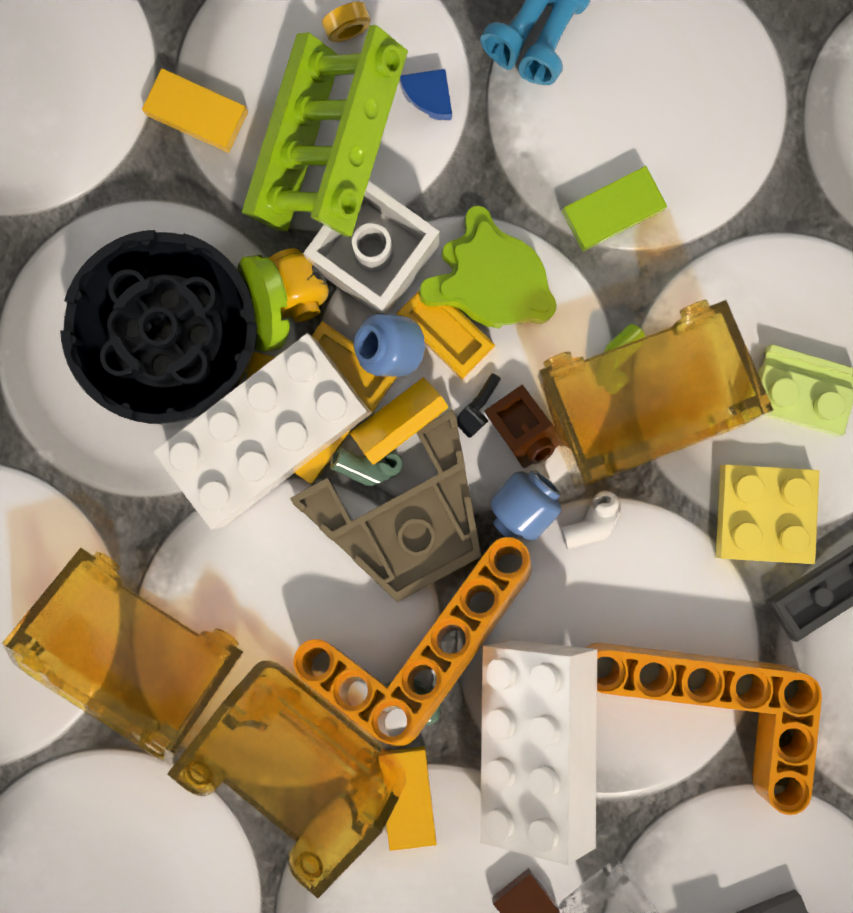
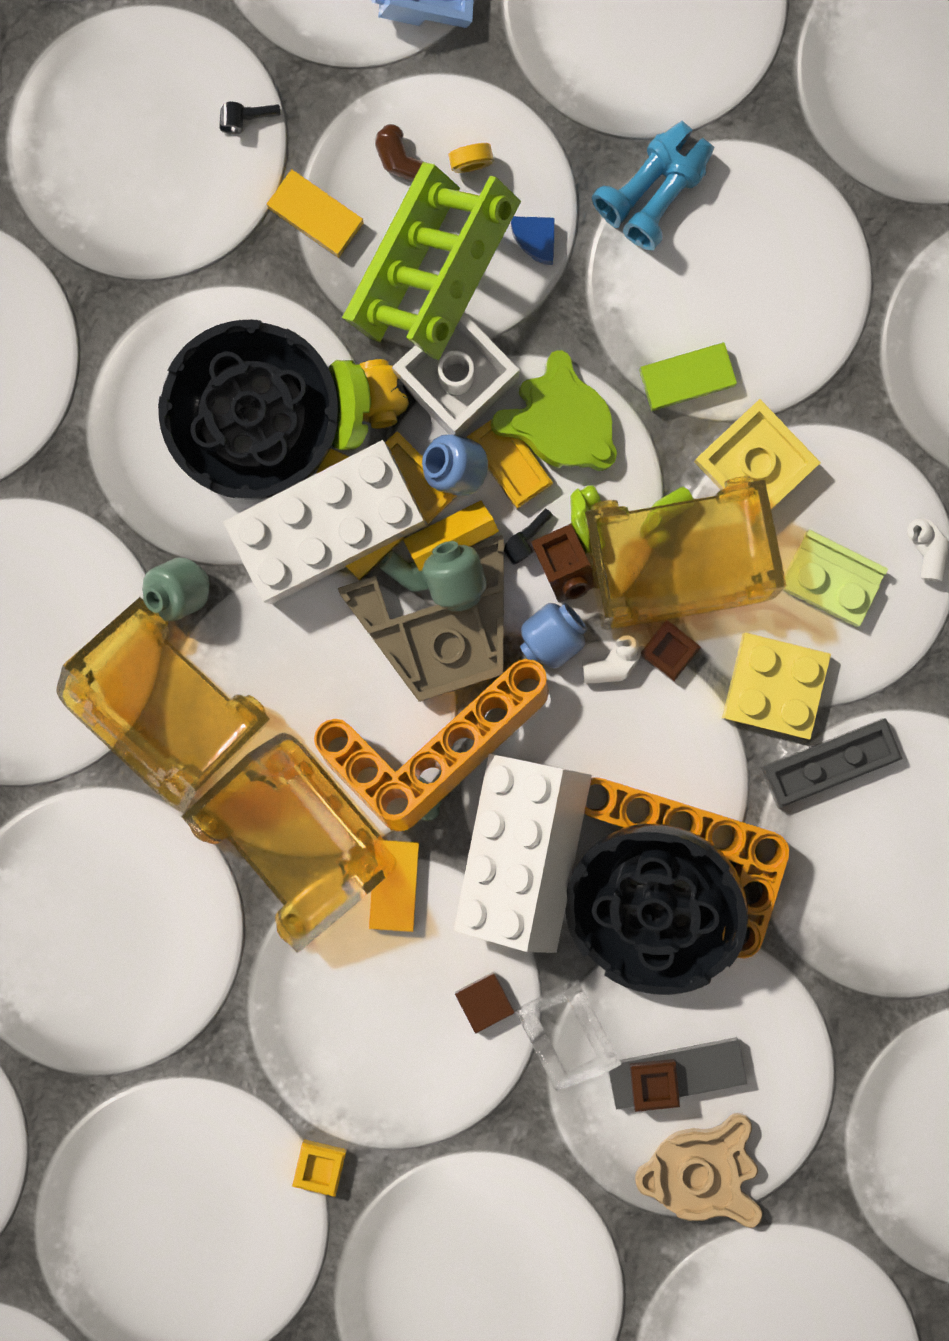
camera: 15 degrees right, 0 degrees up
(91, 23) = (233, 114): none -> black hand
(117, 531) = (175, 589): none -> sand green head
(265, 33) = (393, 154): none -> reddish brown arm
(411, 465) = (454, 576): none -> sand green head
(528, 363) = (580, 503): none -> lime arm
(649, 497) = (669, 650): none -> reddish brown tile
(696, 819) = (652, 950): none -> black brick
(703, 268) = (759, 448): none -> light yellow plate

